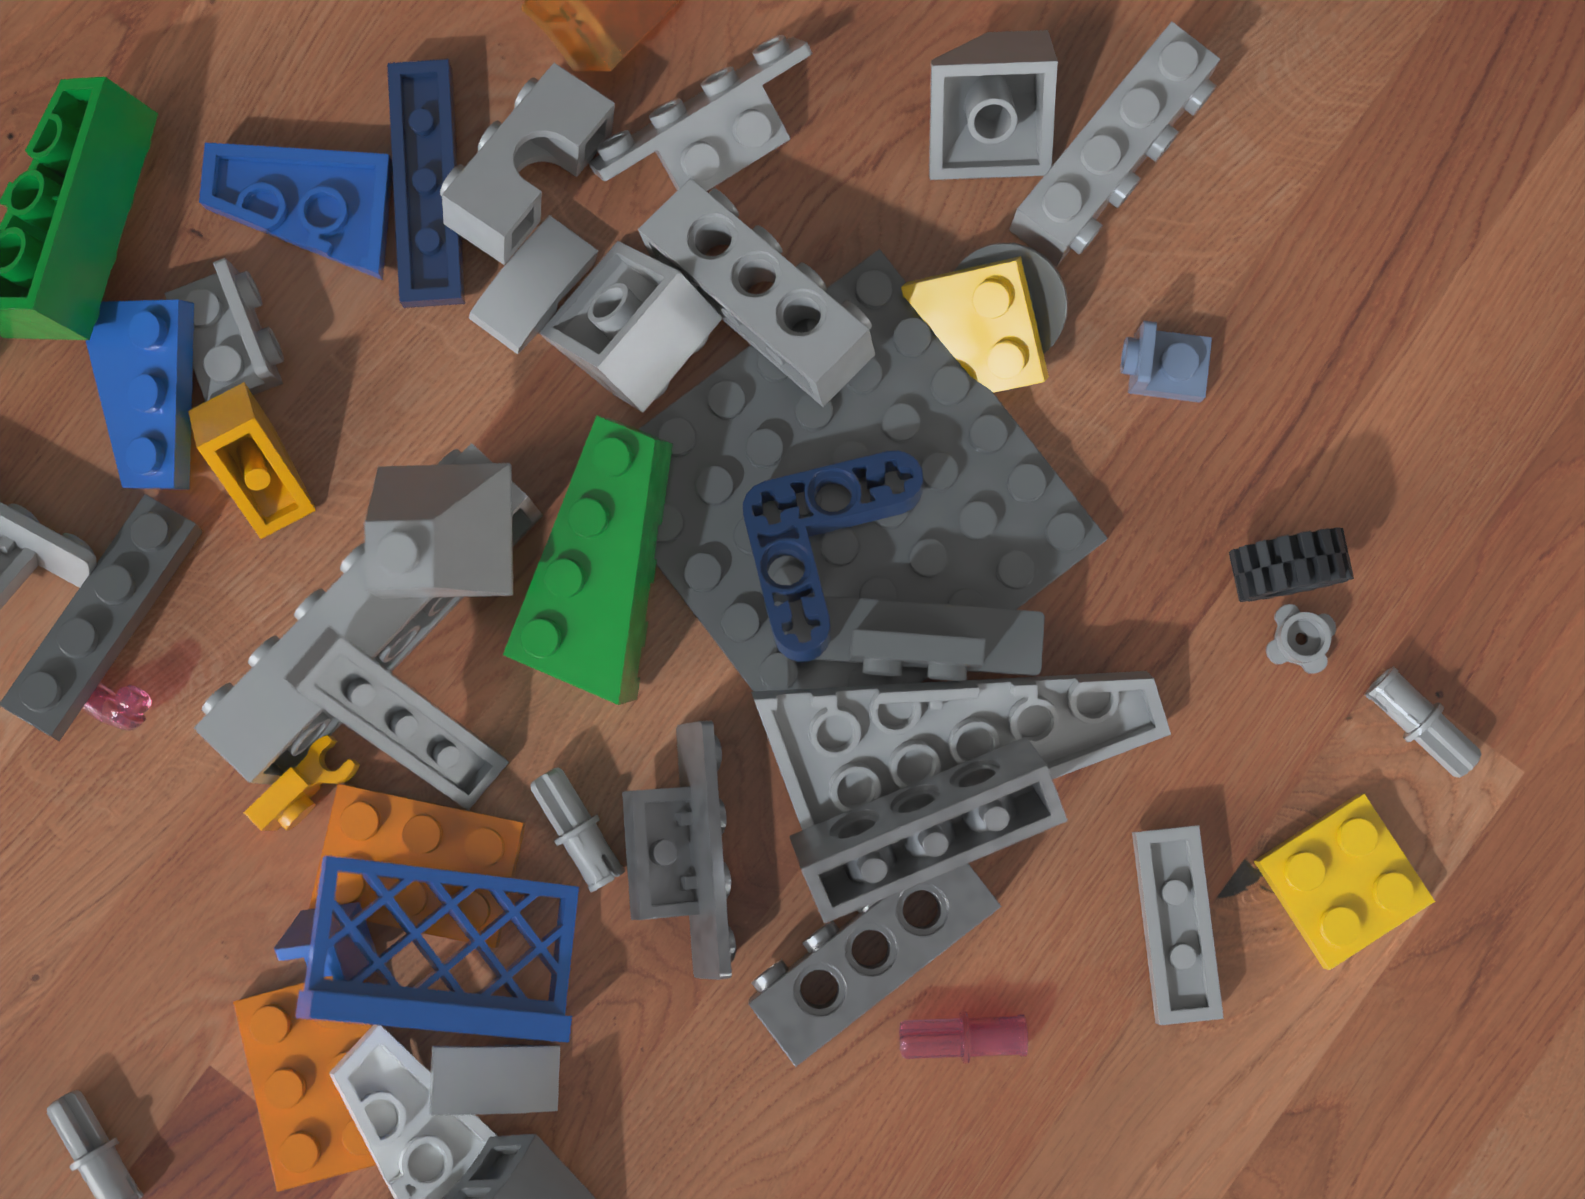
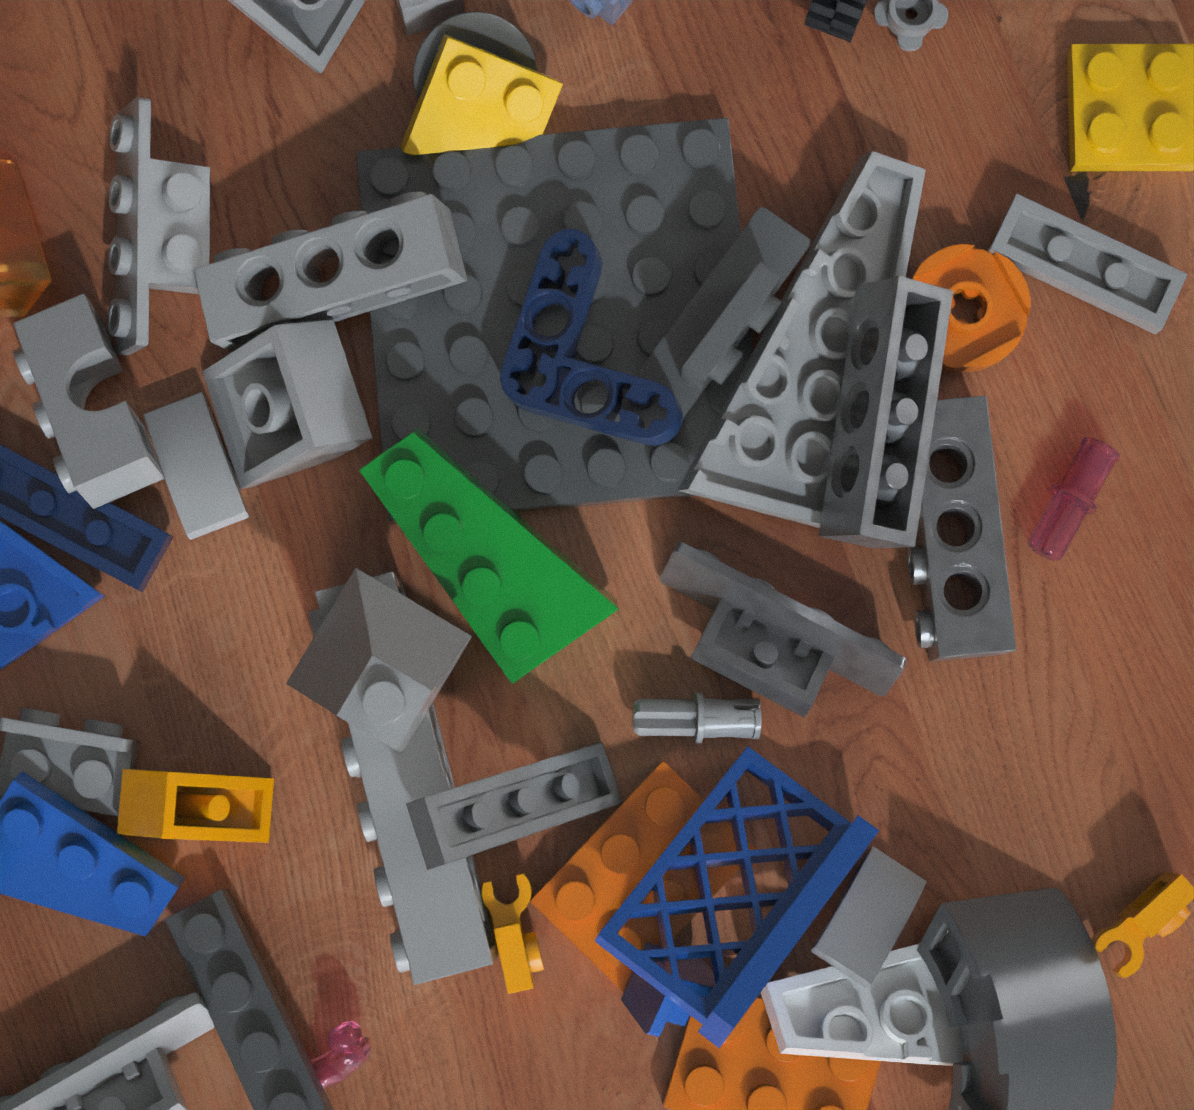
camera: 60 degrees left, 0 degrees up
(1086, 878) = (1003, 300): none -> orange plate

